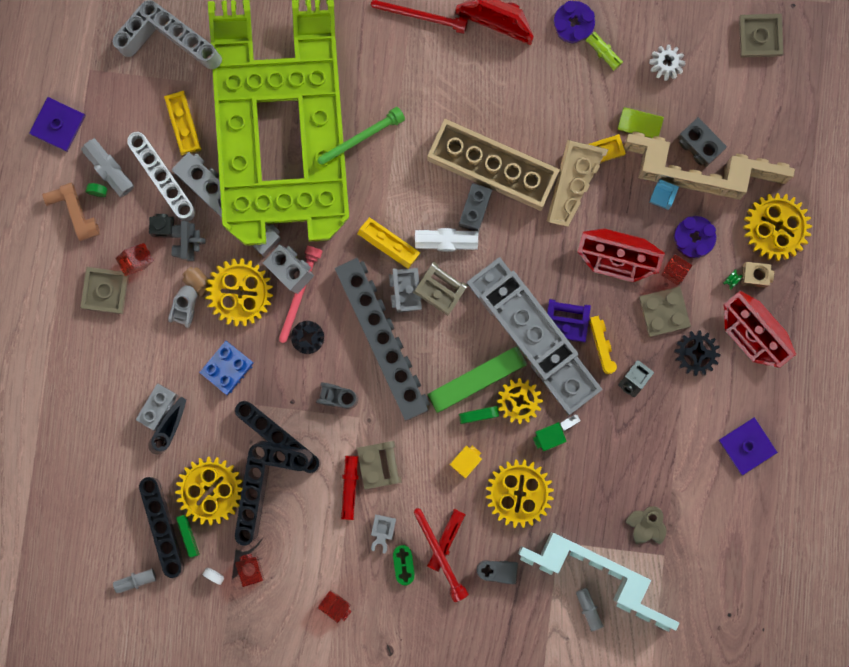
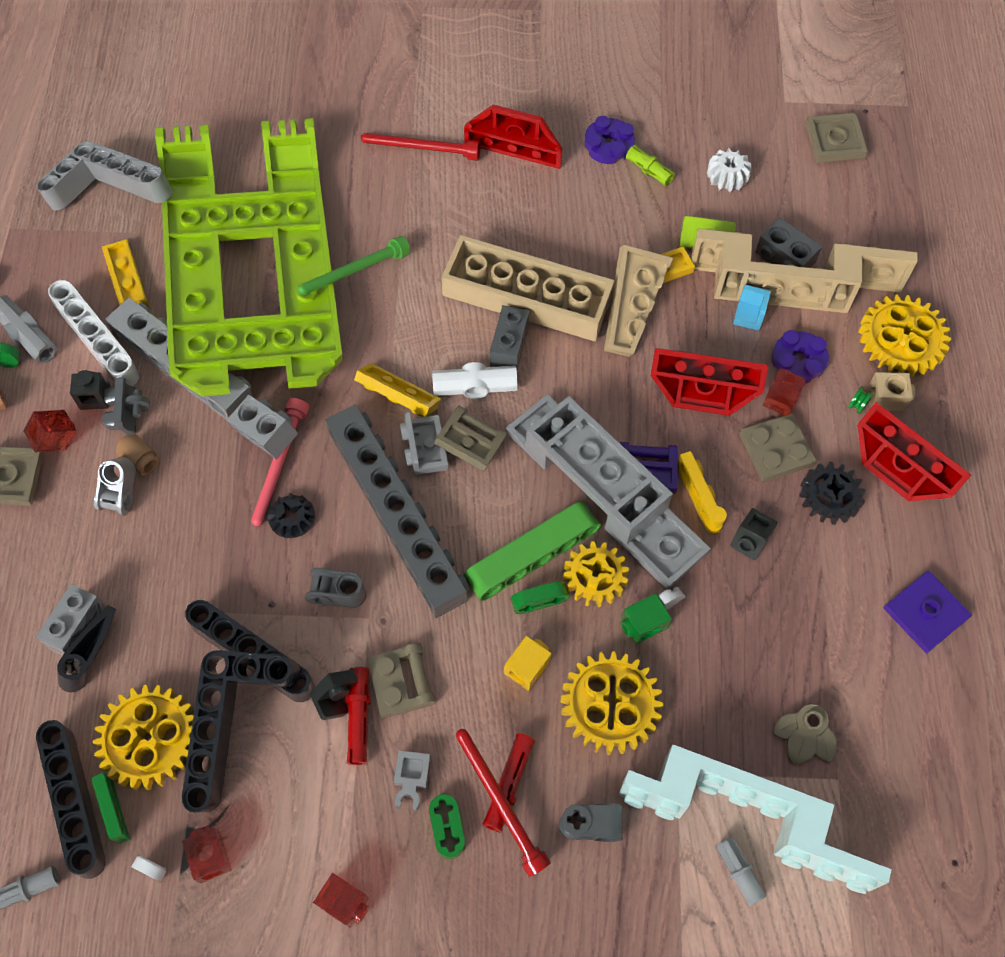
camera: 10 degrees left, 20 degrees down
(226, 368) = (176, 563): hinge -> none
(240, 273) = (191, 485): yellow gear -> none
(332, 474) = (330, 693): none -> pearl dark grey bracket

